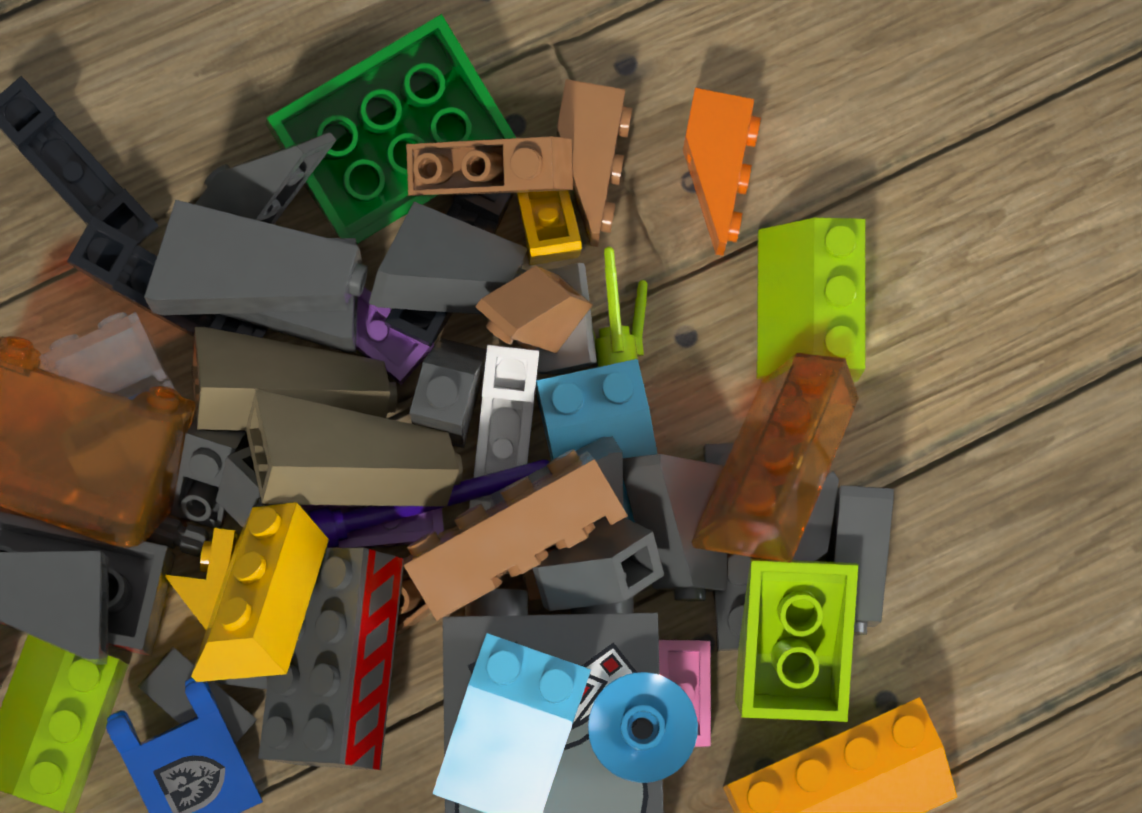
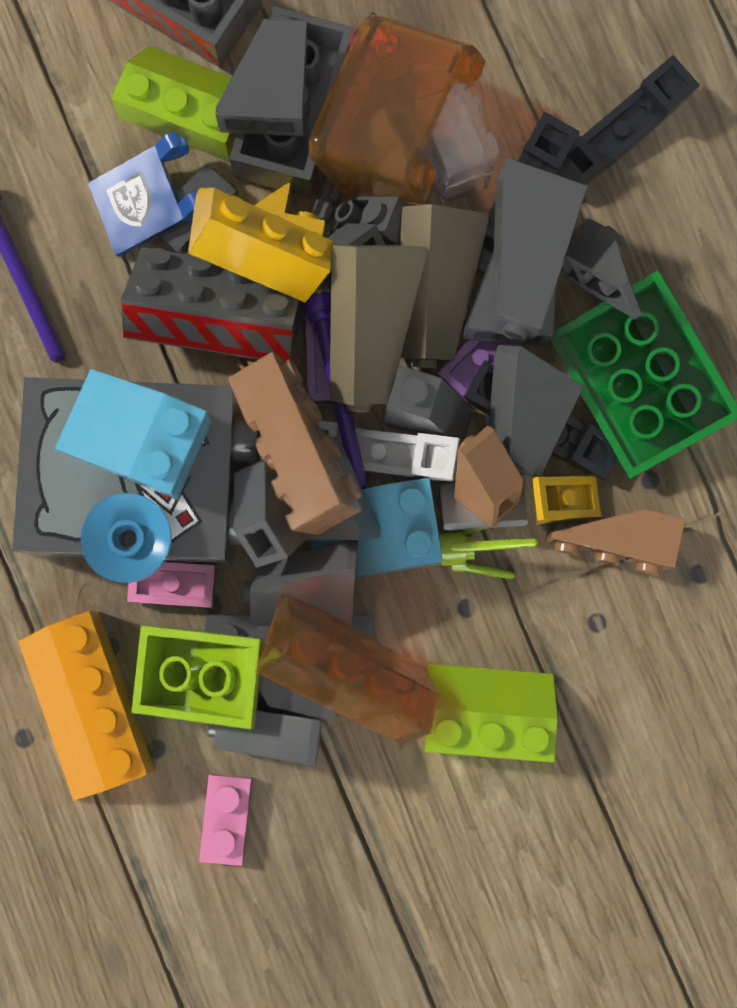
camera: 90 degrees right, 5 degrees up
(490, 166) = (610, 451): medium nougat slope -> none
(714, 151) = (626, 642): orange slope -> none
(962, 608) = (225, 819): none -> bright pink plate

